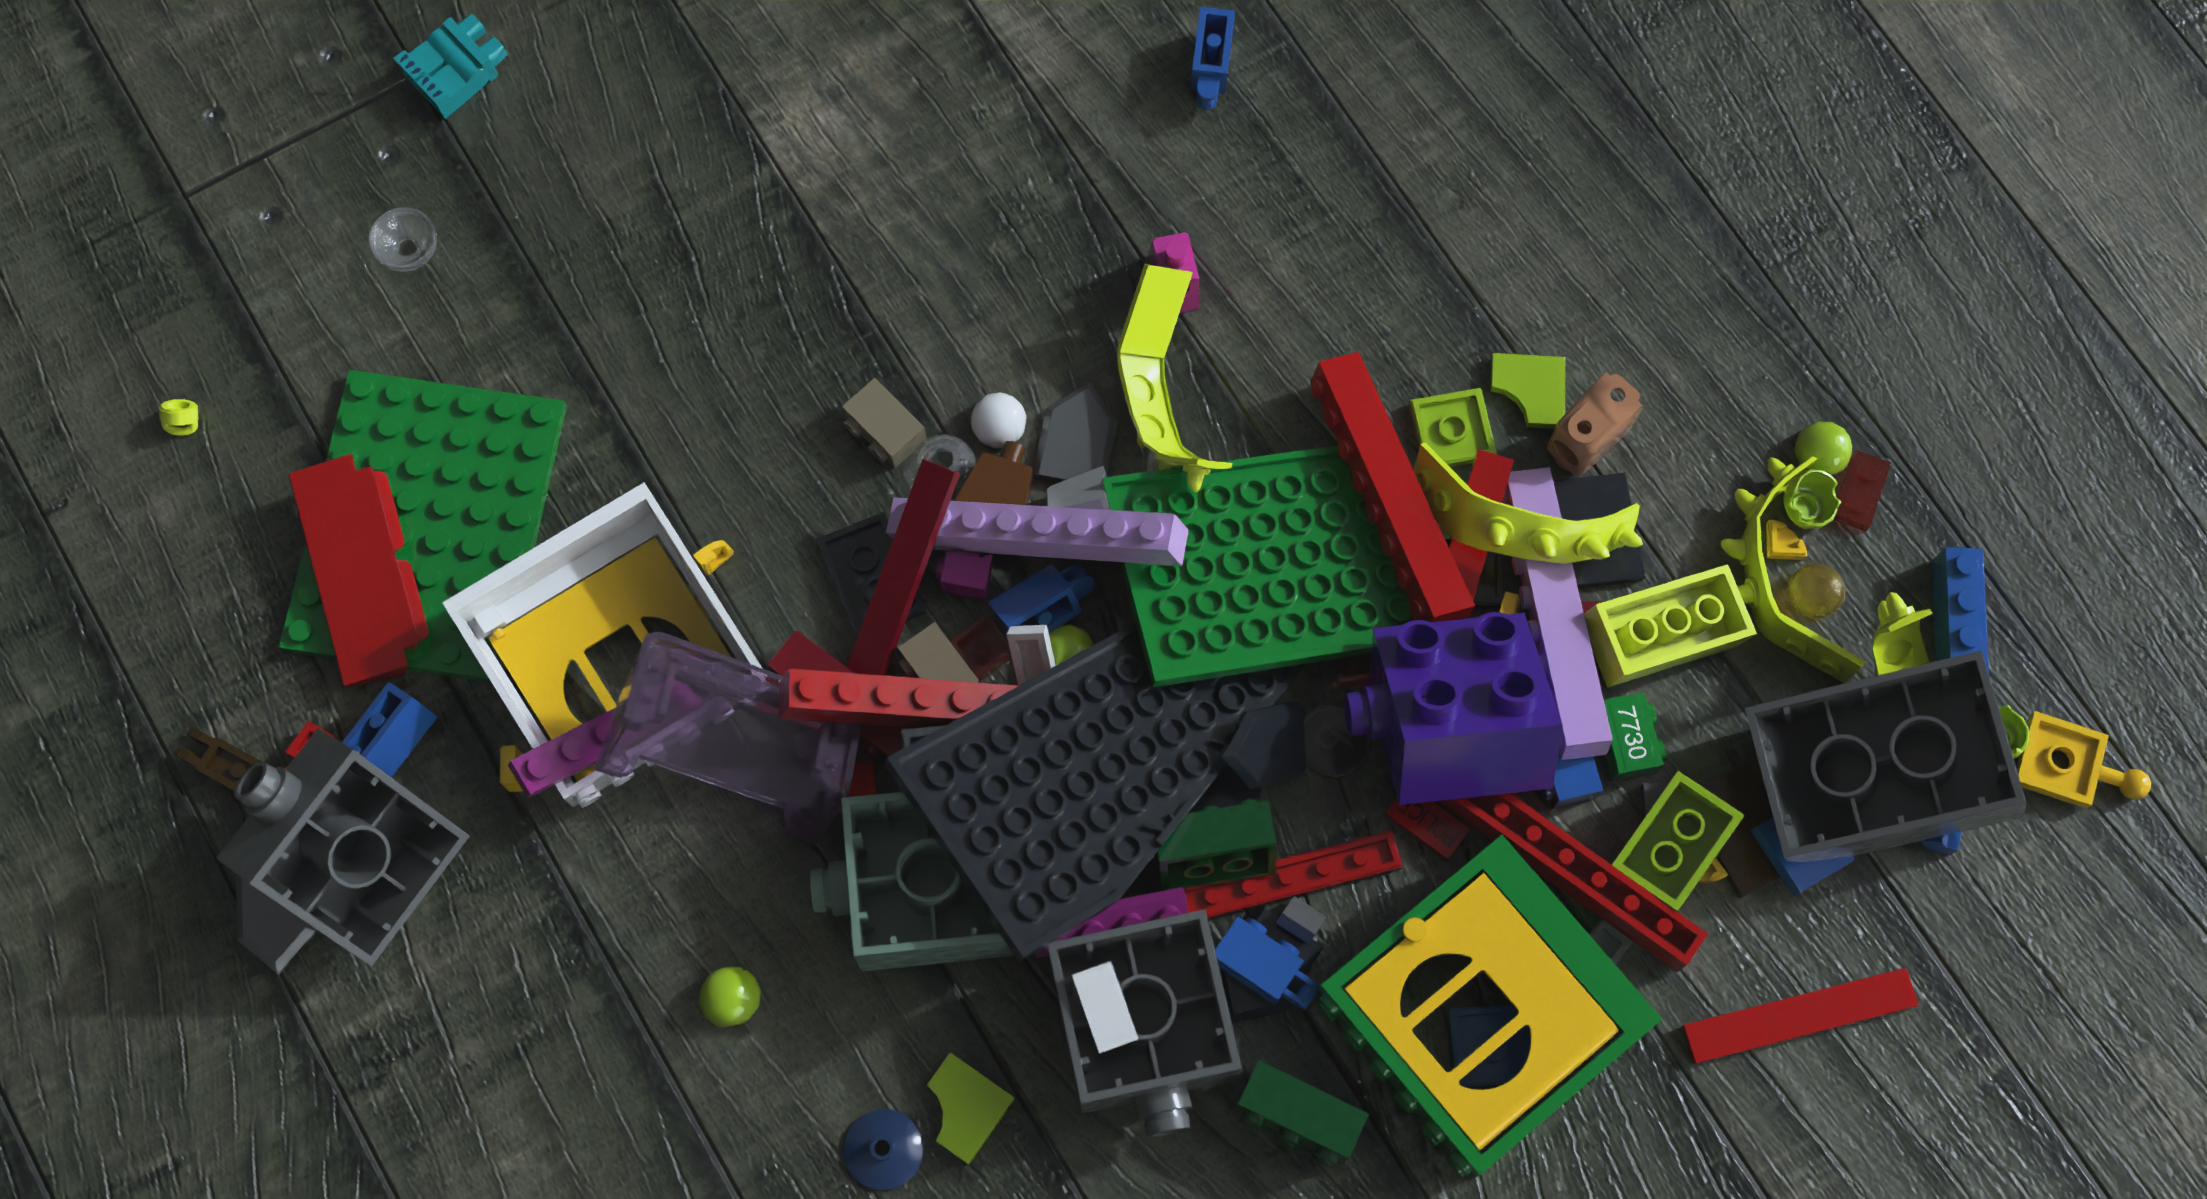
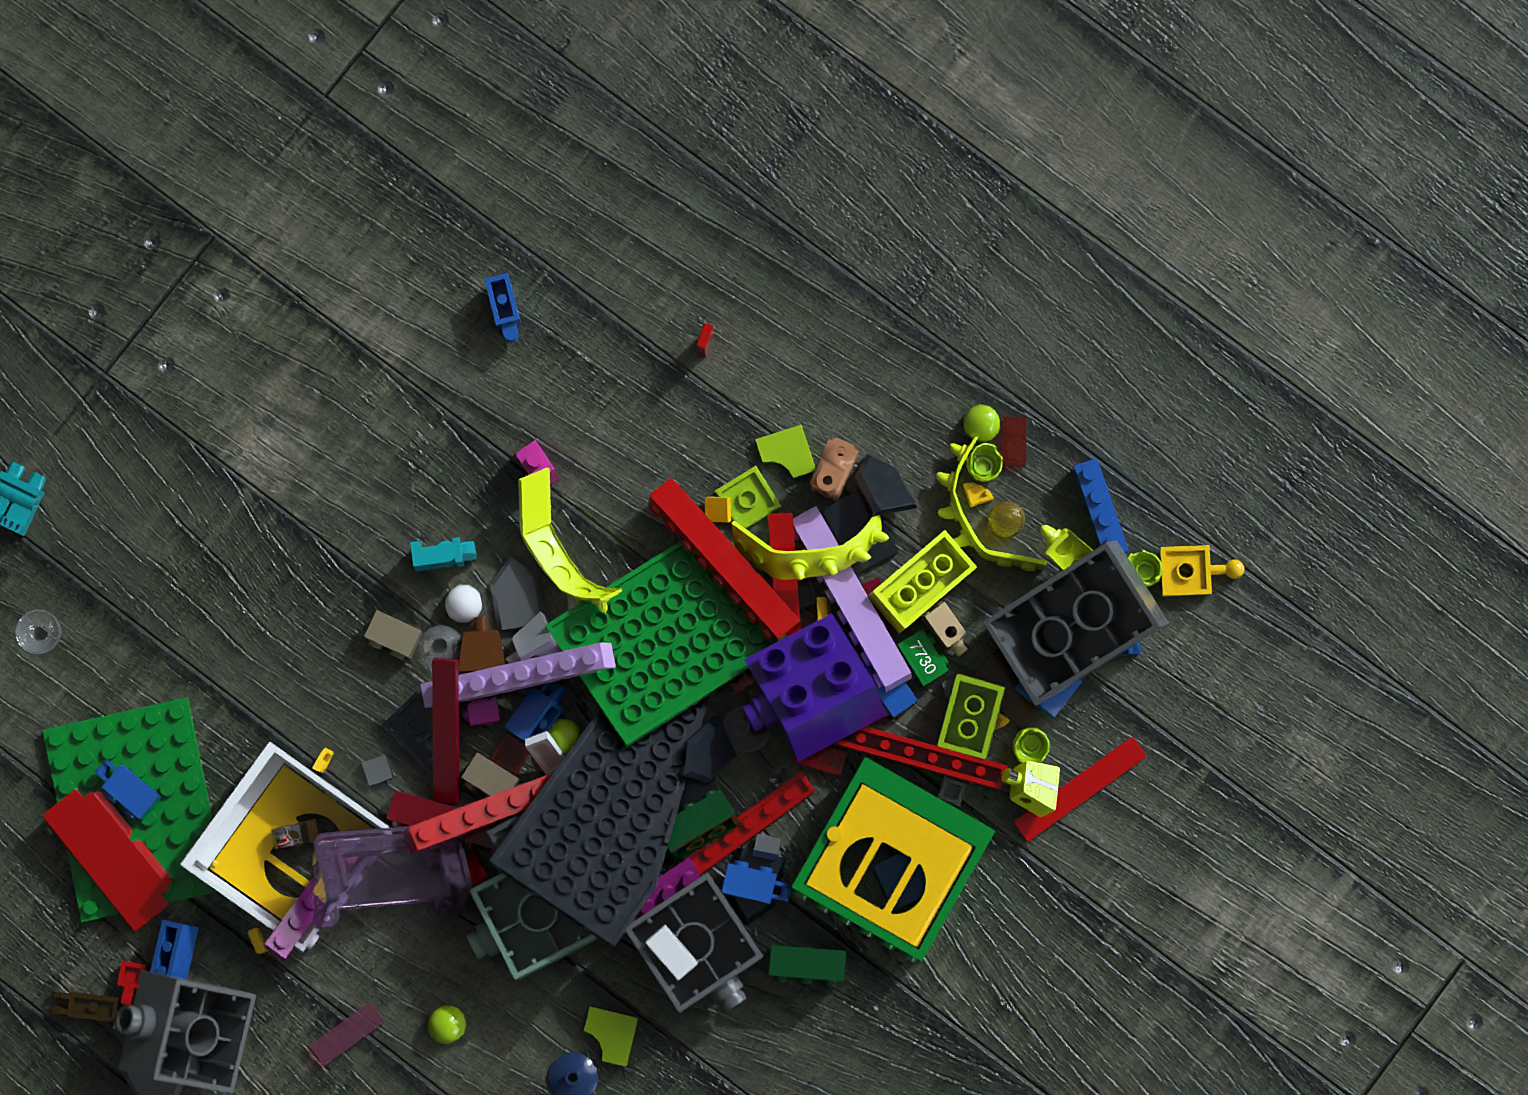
camera: 20 degrees left, 10 degrees up
(424, 487) = (128, 790): none -> blue brick
(580, 953) = (347, 1033): none -> clear pink tile
(623, 634) = (295, 834): none -> dark brown leg
(783, 599) = (377, 770): none -> dark grey tile
(996, 340) = (443, 555): none -> teal hips
(1408, 423) = (718, 509): none -> yellow tile
(1472, 193) = (704, 339): none -> red tile
(1654, 479) = (883, 487): none -> black tile
(1675, 690) = (940, 617): none -> tan torso
(1736, 981) = (1033, 786): none -> neon yellow torso
(1748, 922) = (1031, 745): none -> lime hair

